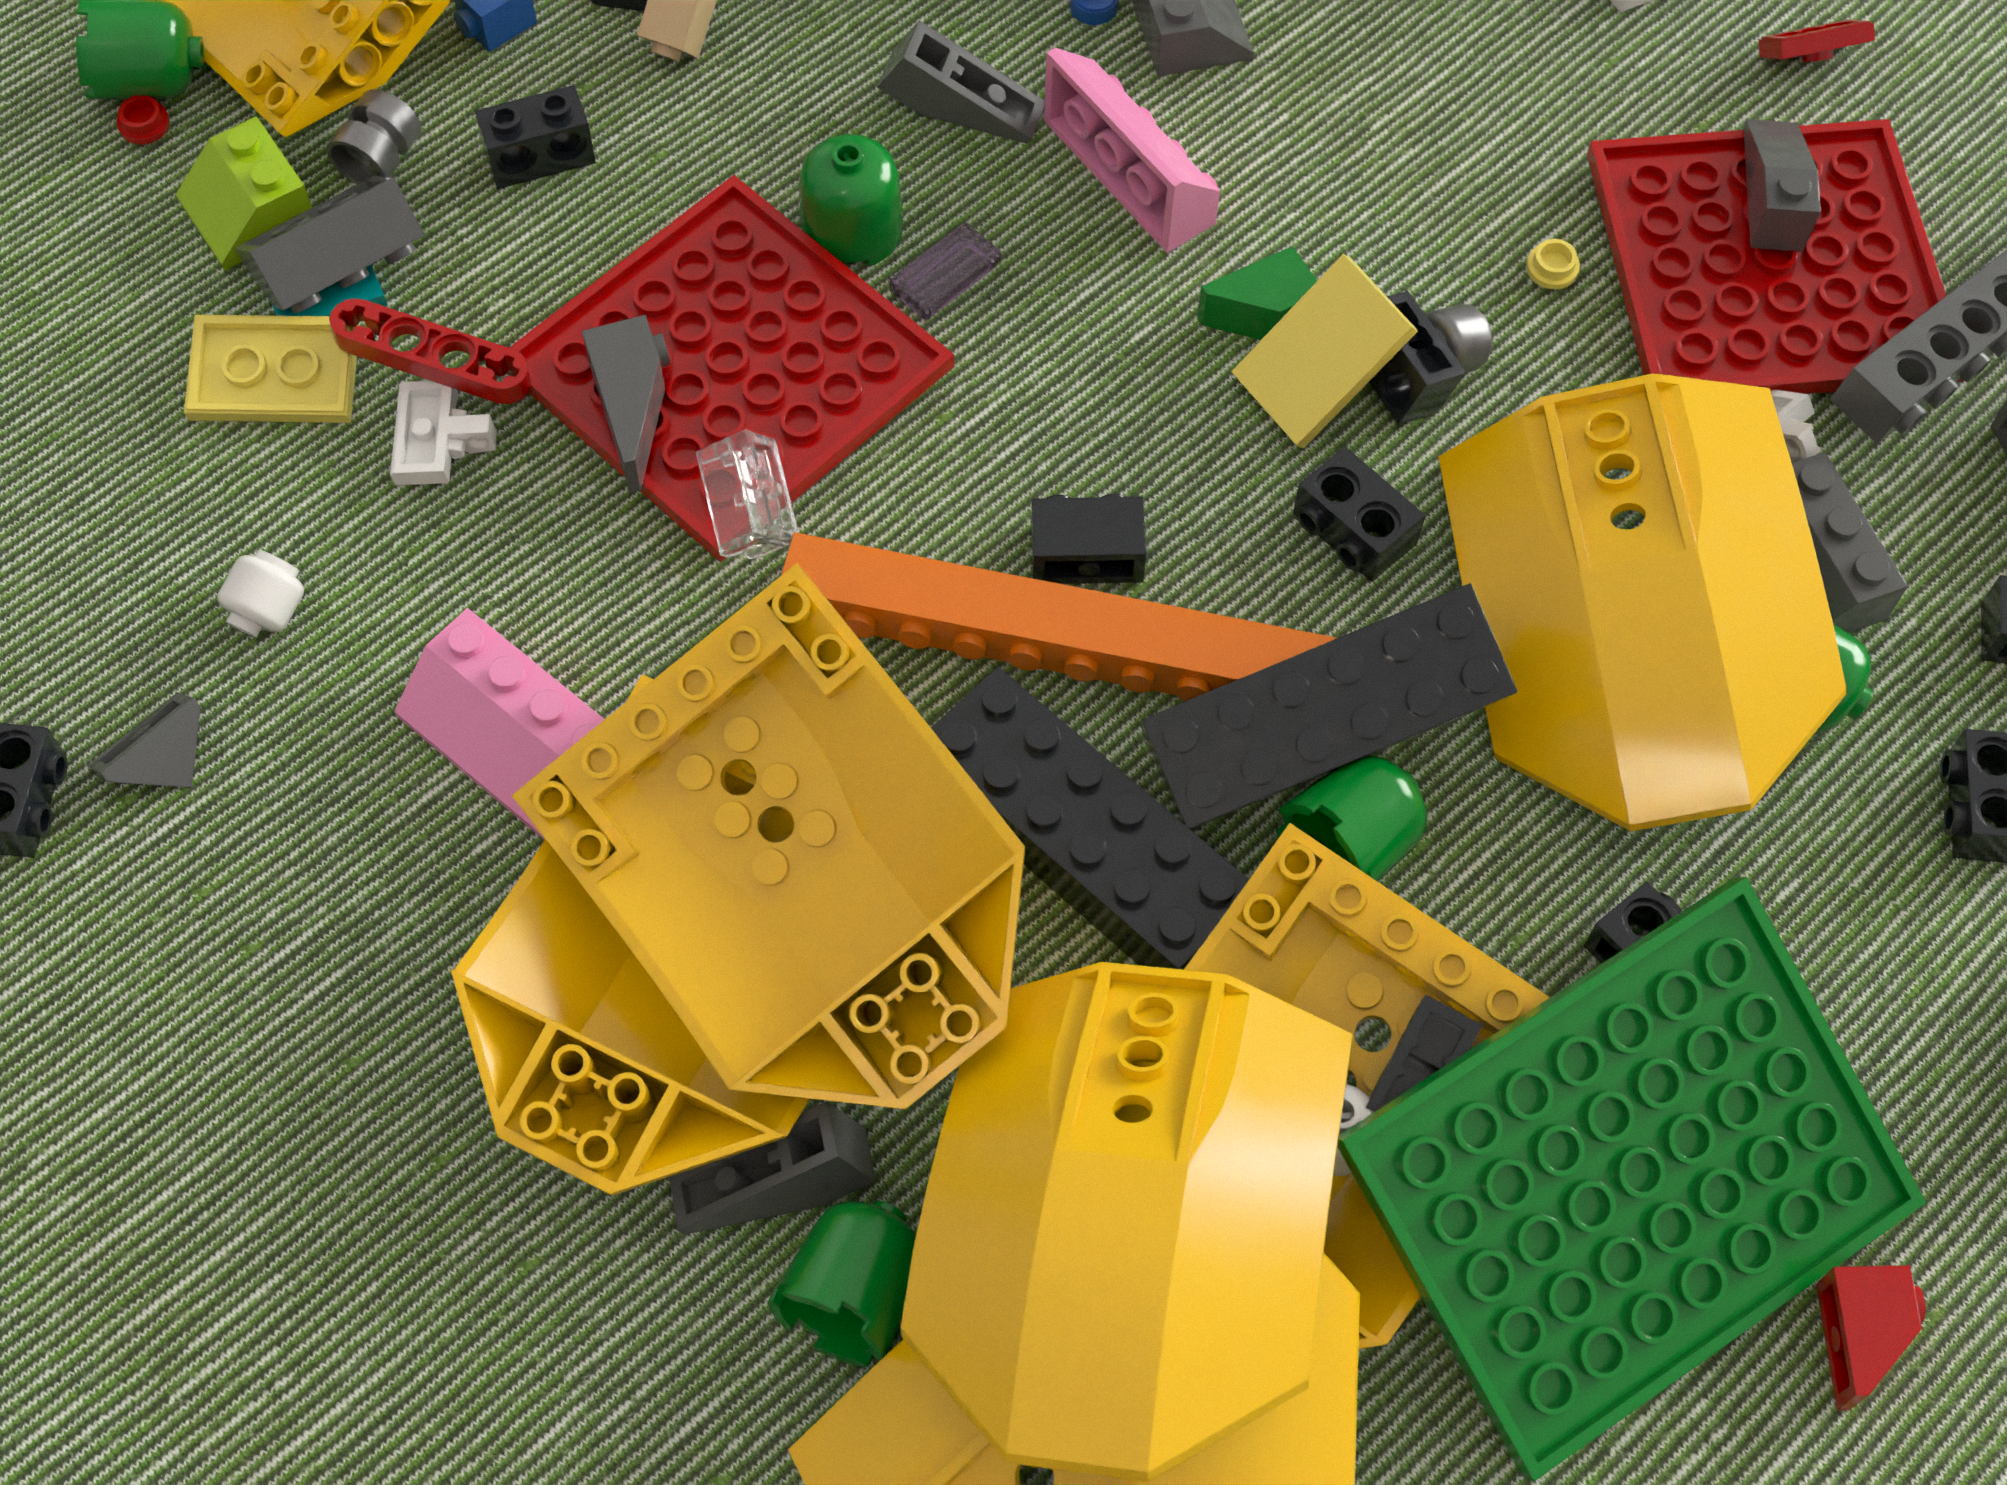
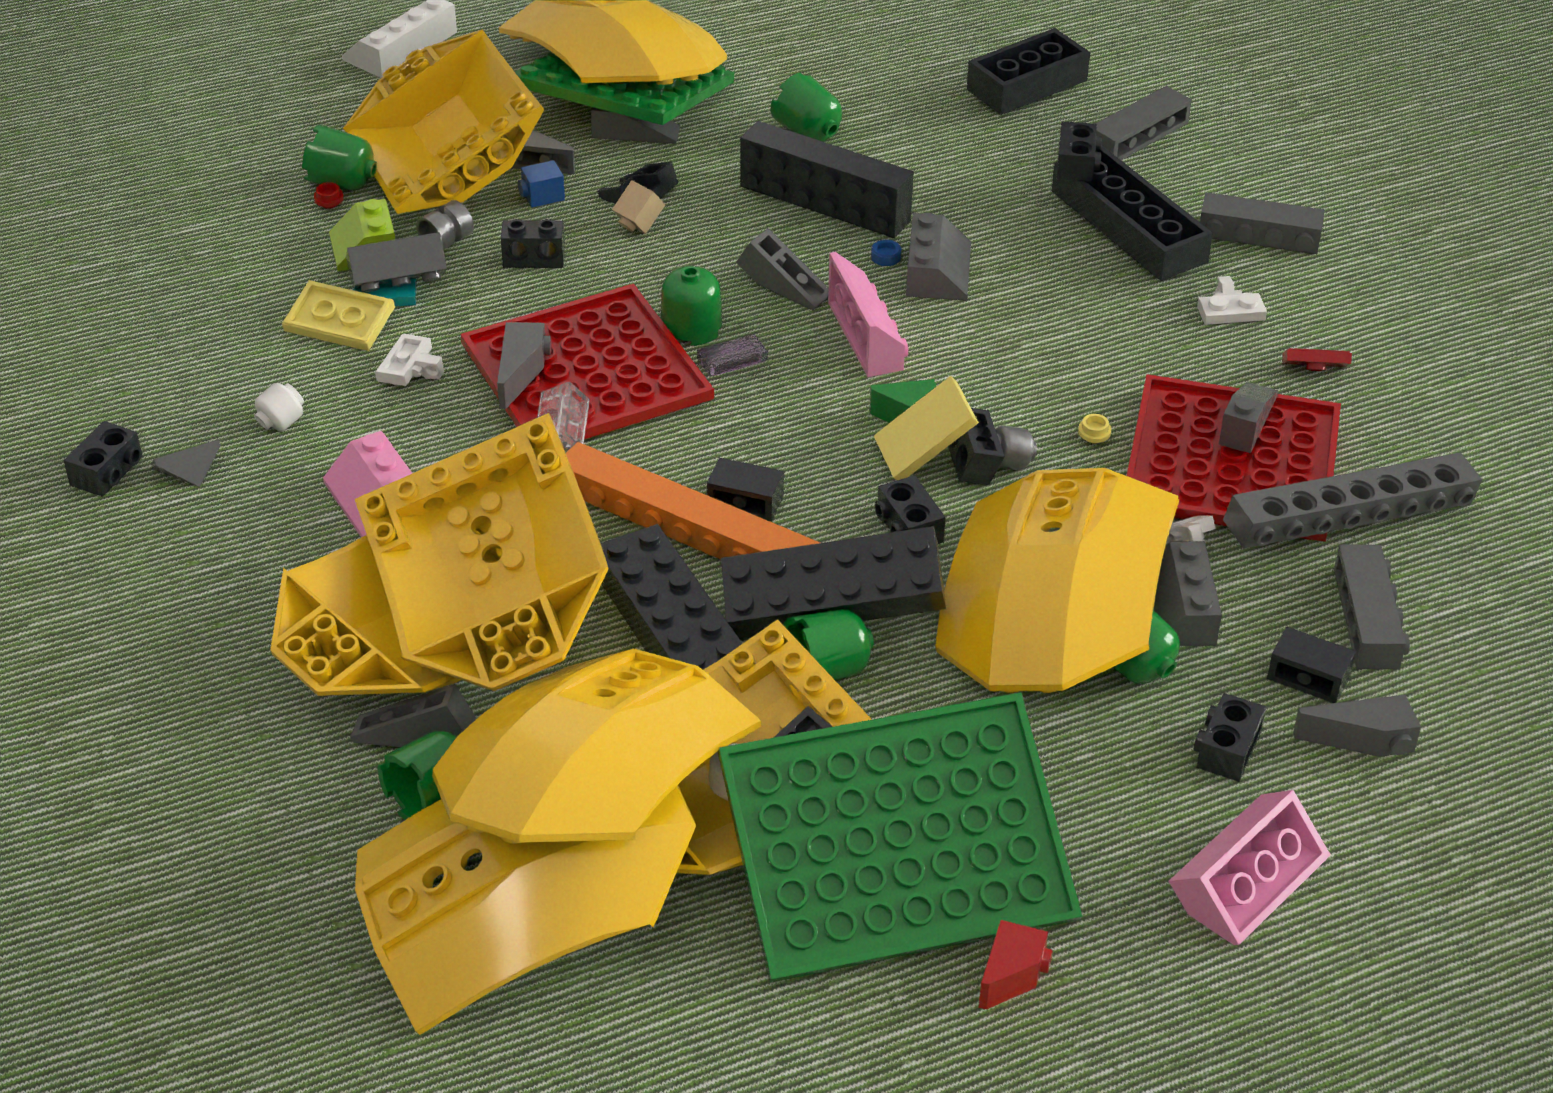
camera: 20 degrees right, 20 degrees down
(433, 346) = (451, 337): red beam -> none

